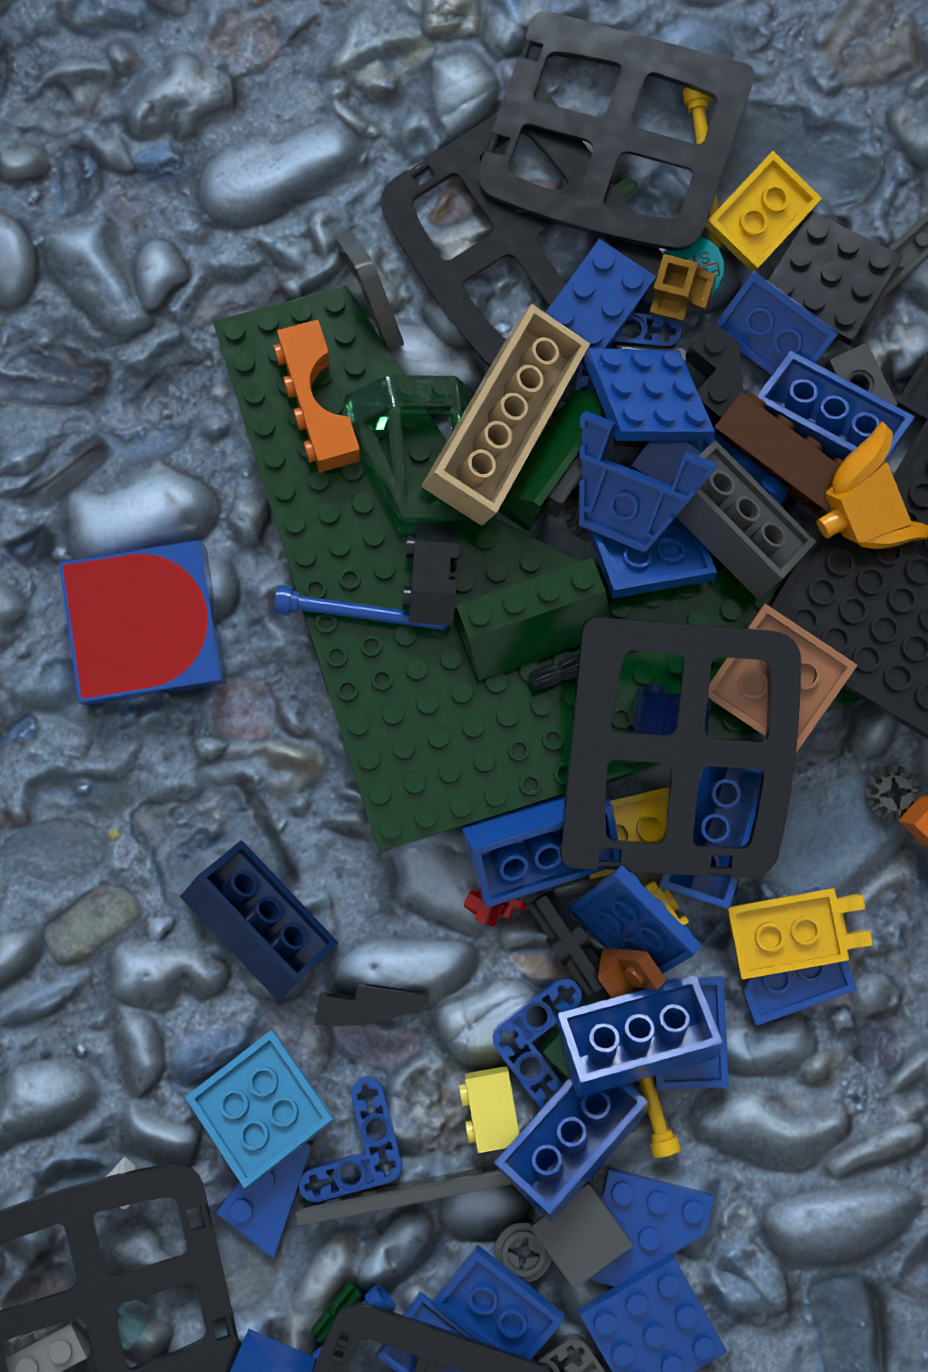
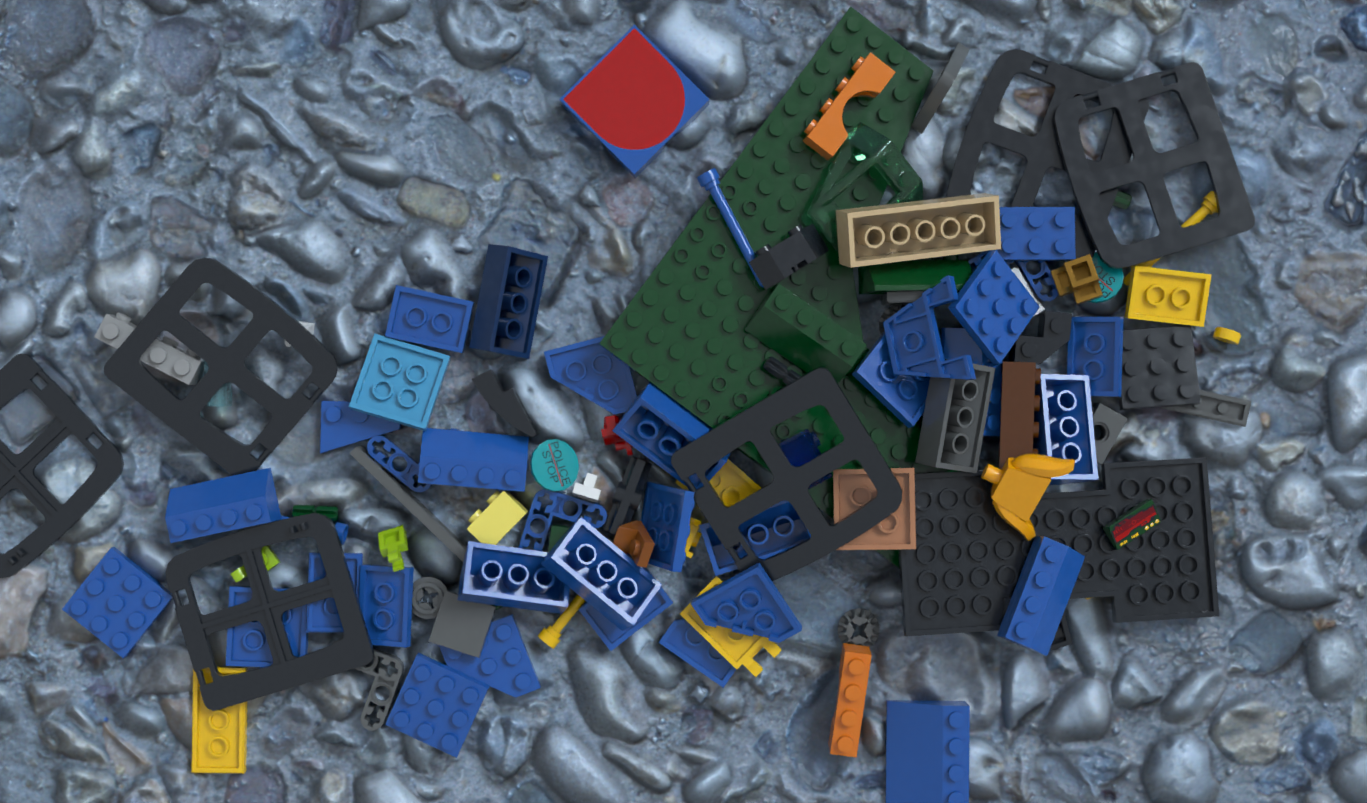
camera: 60 degrees right, 5 degrees up
(214, 1023) = (429, 319): none -> blue plate
(405, 1088) = (473, 459): none -> blue slope
(407, 883) = (593, 374): none -> blue plate
(434, 1250) = (391, 544): none -> lime plate
(476, 1000) = (554, 465): none -> teal piece
(531, 983) = (587, 491): none -> white tile
(789, 896) = (748, 606): none -> blue plate
(848, 181) = (1226, 335): none -> yellow tile

